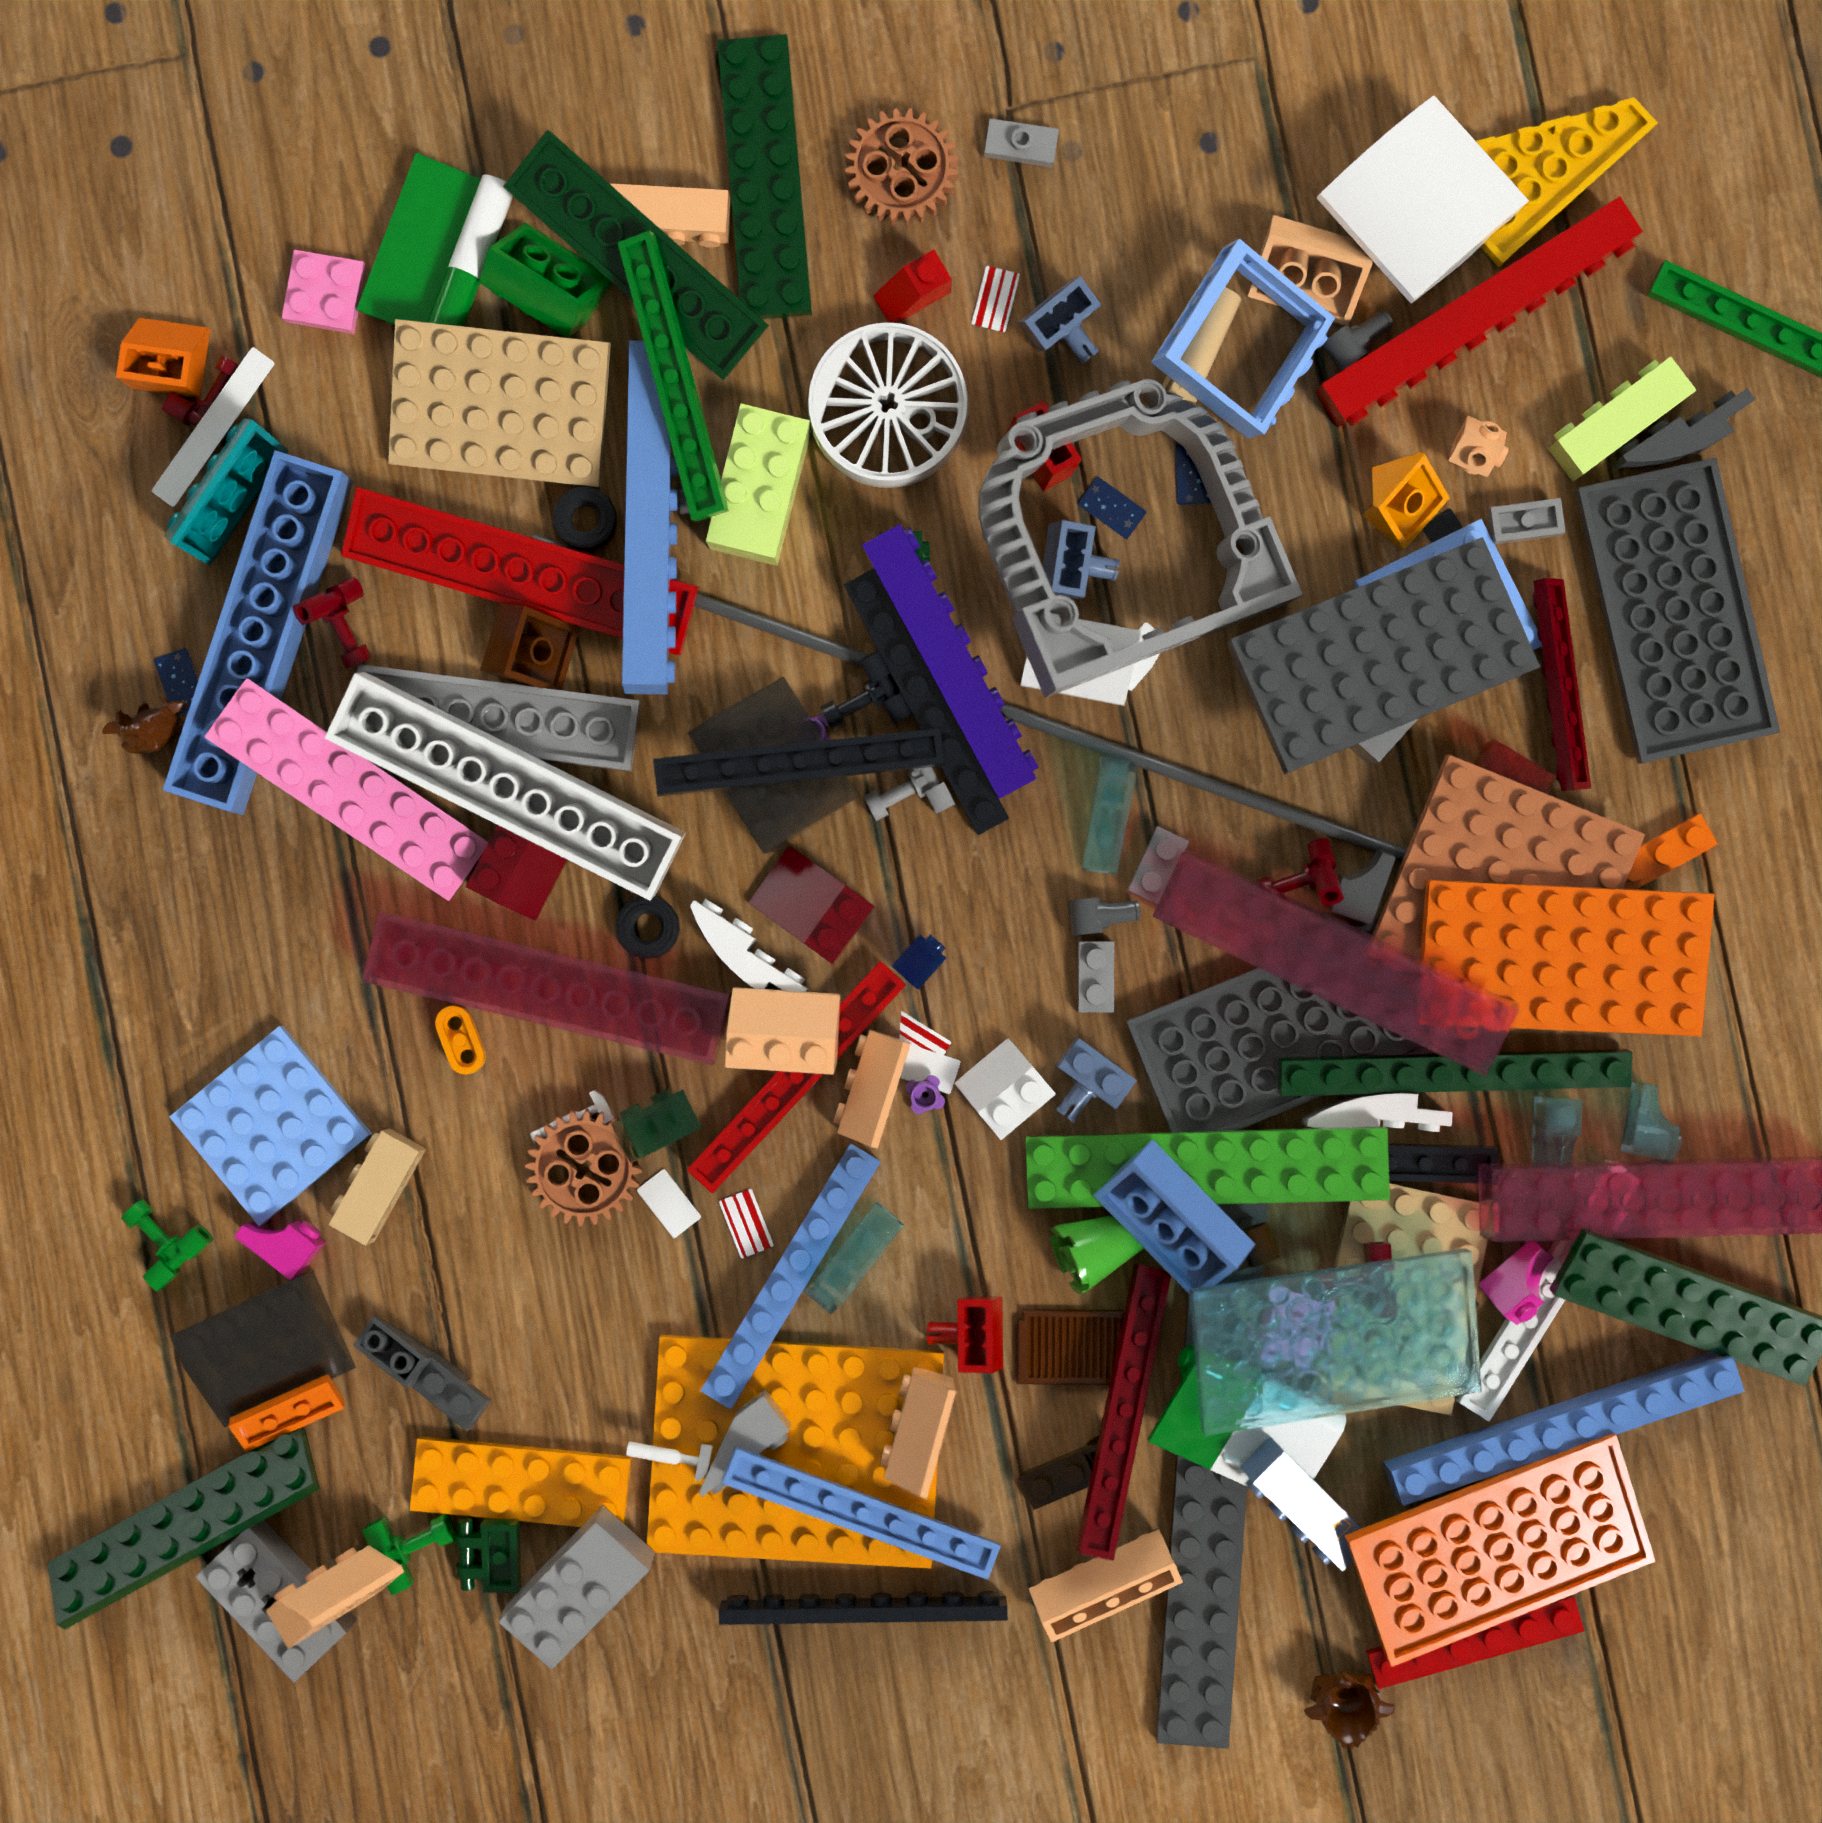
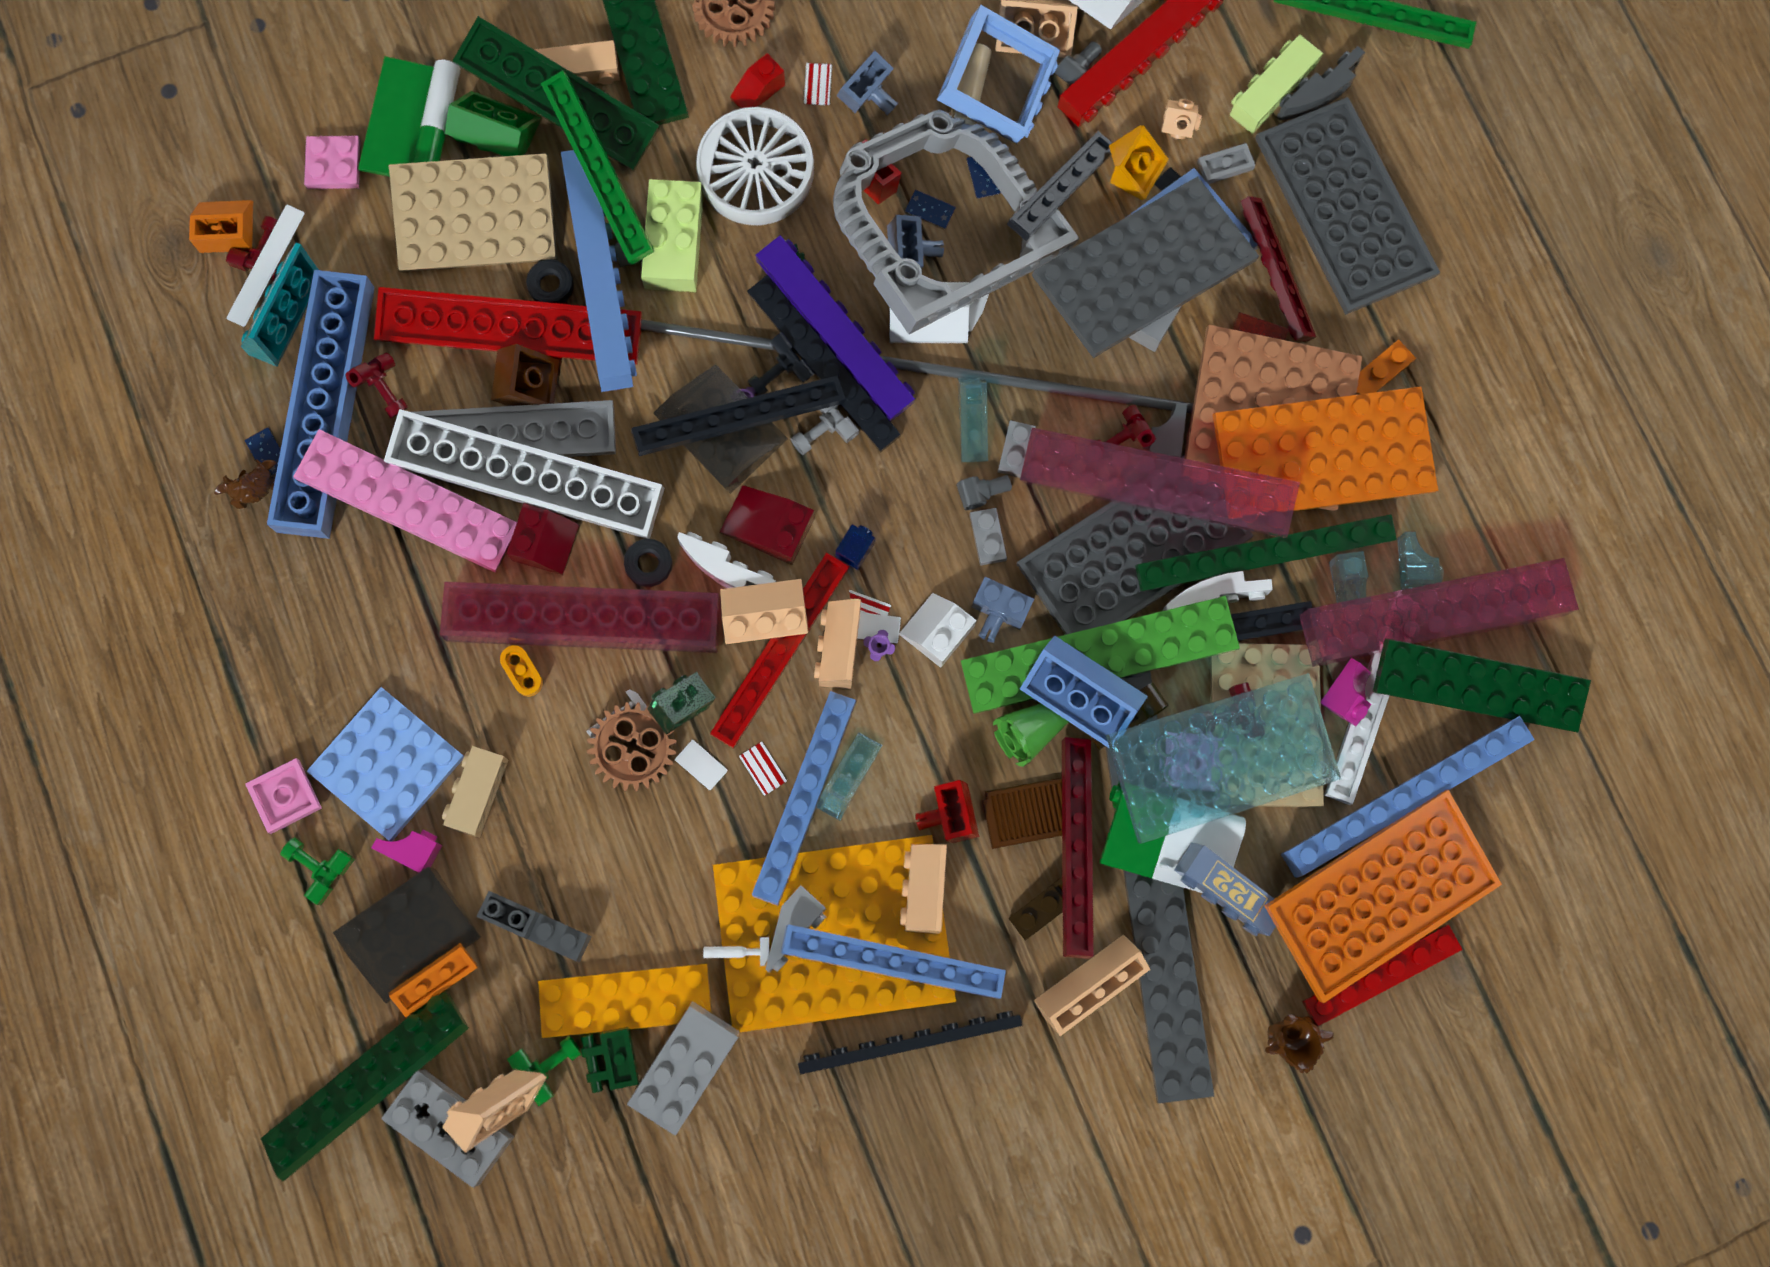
camera: 15 degrees left, 10 degrees down
(135, 1143) = (283, 796): none -> bright pink plate
(1294, 516) = (1060, 186): none -> black tile

